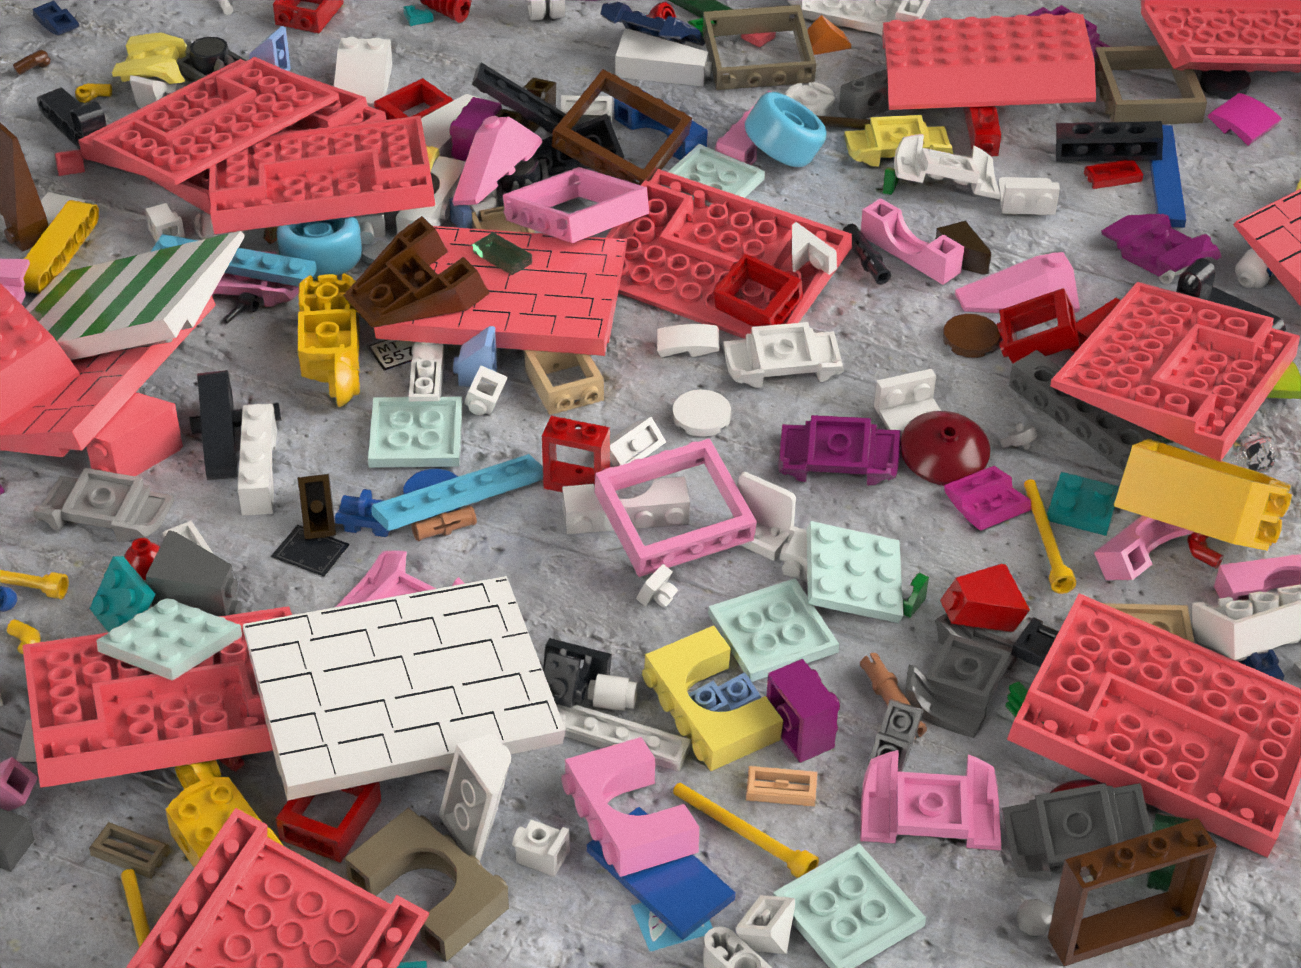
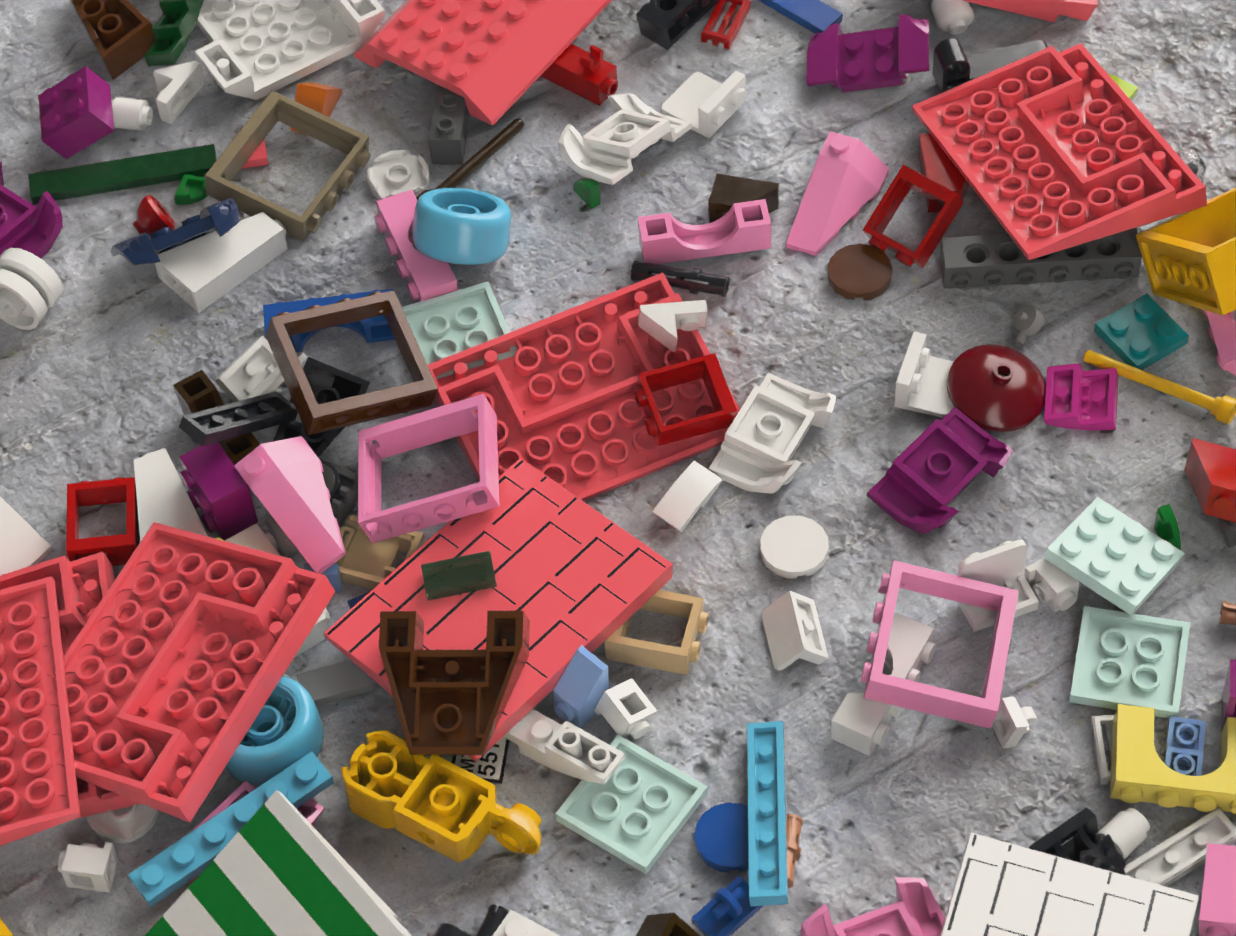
camera: 50 degrees left, 10 degrees up
(564, 433) = (817, 680): red window -> none
(885, 133) = (529, 150): light yellow piece -> none

